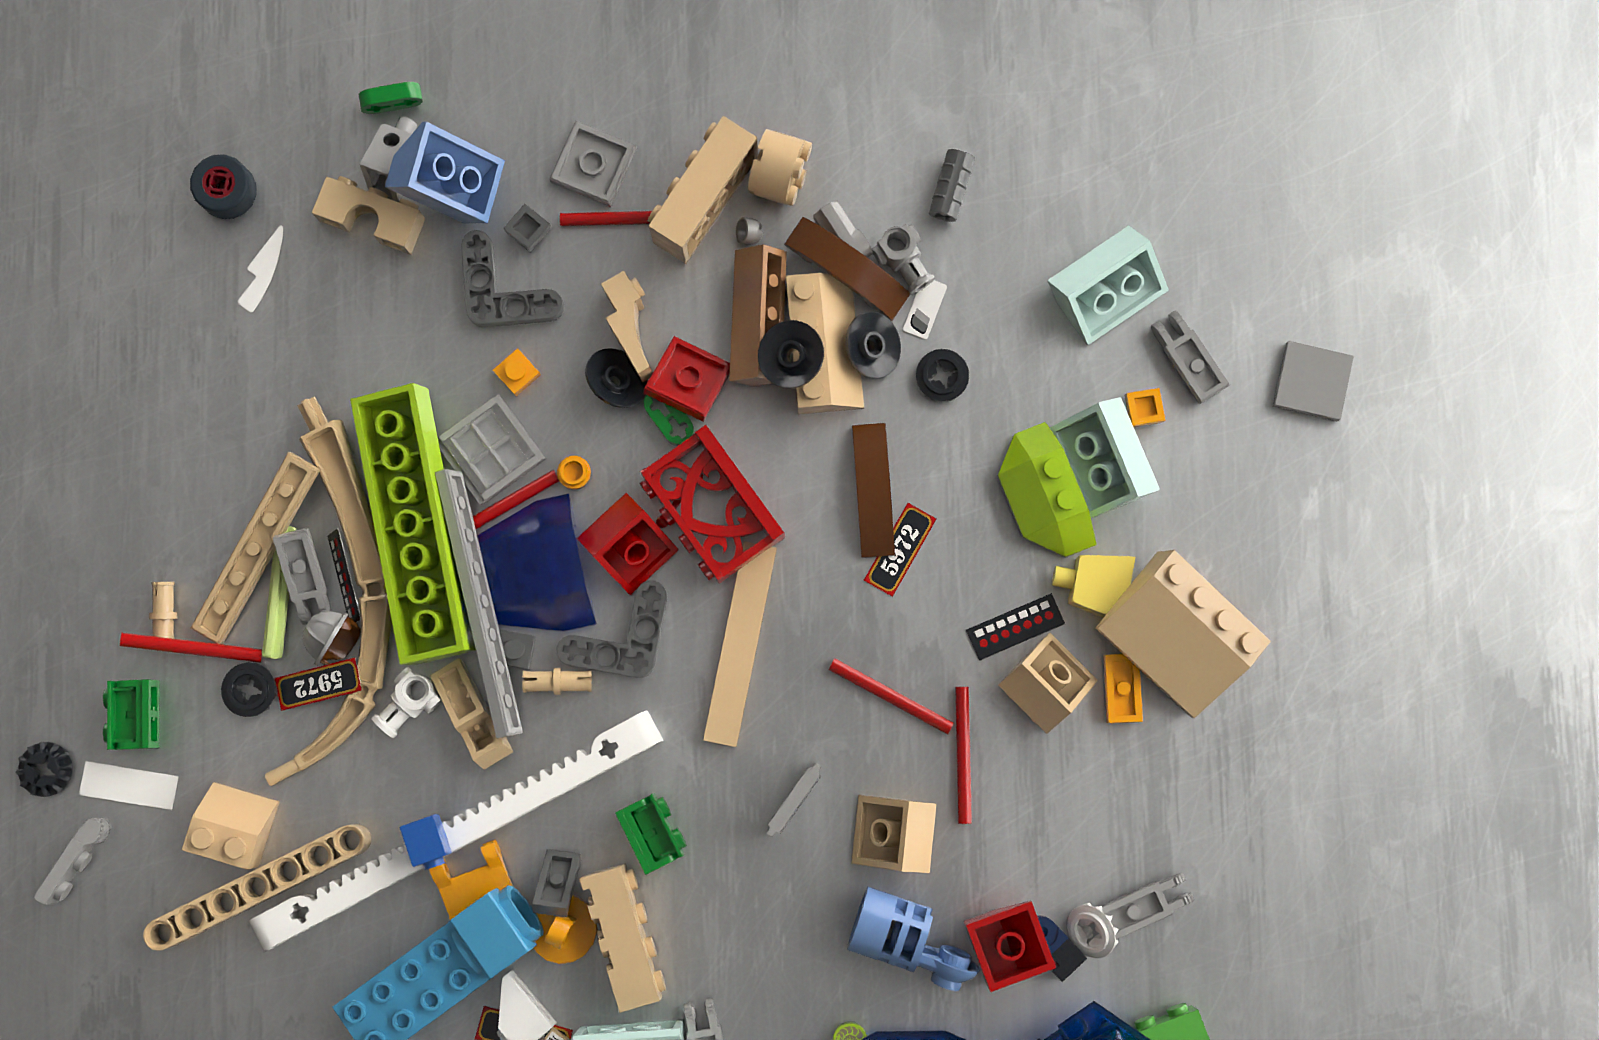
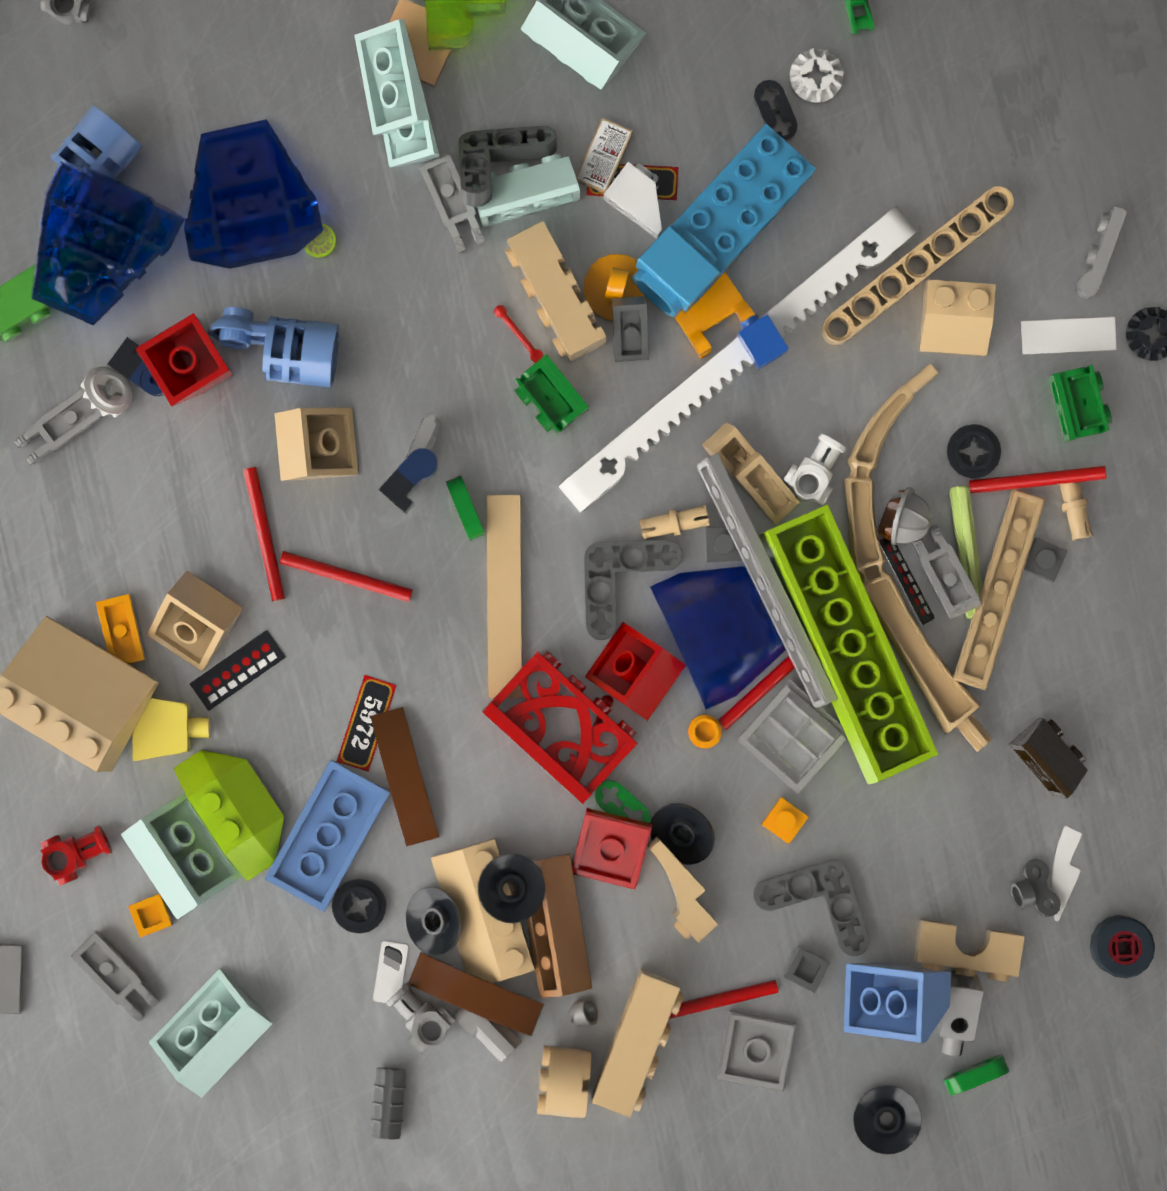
camera: 170 degrees right, 5 degrees up
(204, 568) = (1045, 559): none -> dark grey plate
(245, 373) = (1050, 758): none -> dark brown slope
(293, 257) = (1034, 890): none -> dark grey piece
(318, 684) = (906, 470): sticker -> none
(478, 60) = (889, 1137): none -> black dish
(658, 877) = (501, 312): none -> red hinge
(759, 738) = (465, 508): none -> green beam
(795, 783) = (417, 467): none -> leg
(959, 448) = (327, 835): none -> medium blue plate
(1207, 481) = (75, 853): none -> red connector

